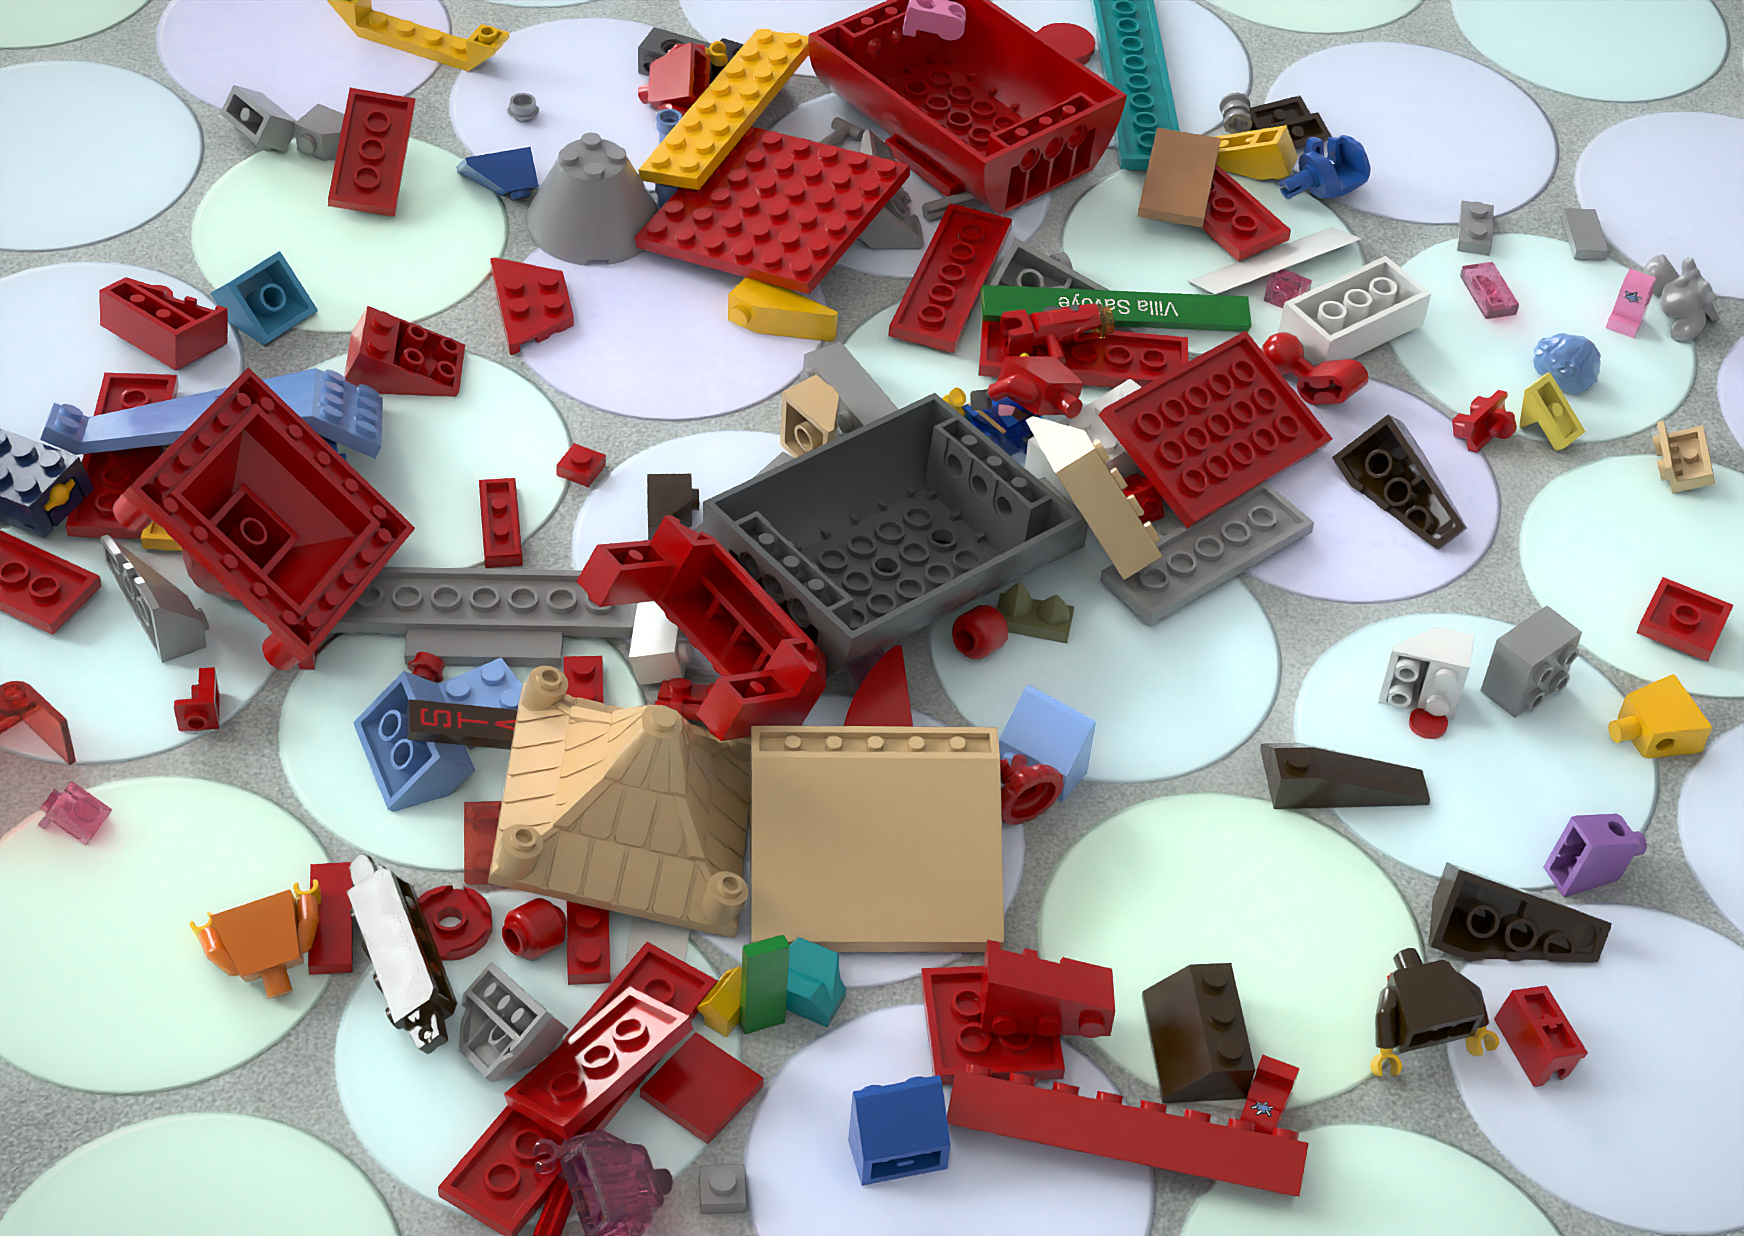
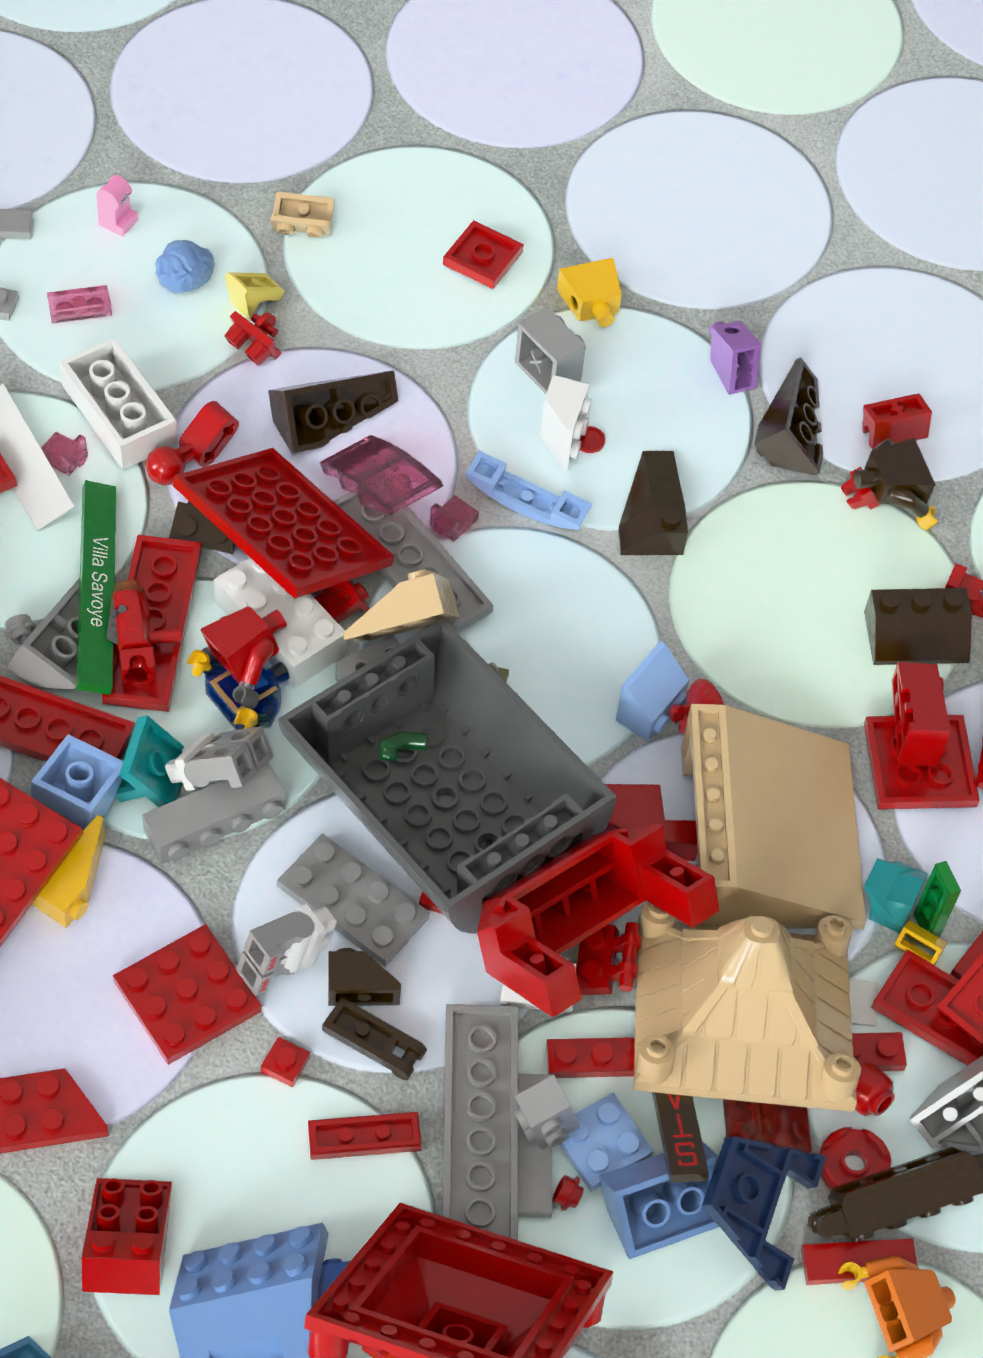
camera: 90 degrees left, 10 degrees up
(403, 789) = (746, 1195): none -> dark blue wing
(496, 621) = (546, 1113): none -> light grey brick
(604, 520) = (373, 1038): none -> dark brown plate
(655, 397) = (187, 994): none -> red plate
(693, 438) = (284, 946): none -> light grey hips
(808, 416) = (267, 841): tan slope -> none
(873, 299) = (78, 781): none -> light blue slope
(902, 379) = (227, 756): none -> light grey hips
(903, 349) = (145, 764): none -> teal bracket
(908, 469) = (401, 740): none -> dark green arm
(1272, 590) = (453, 518): none -> clear pink bracket
(1304, 509) = (381, 474): none -> clear pink slope
(1322, 648) = (525, 497): none -> light blue slope
(1683, 296) = (96, 168): light grey animal -> none

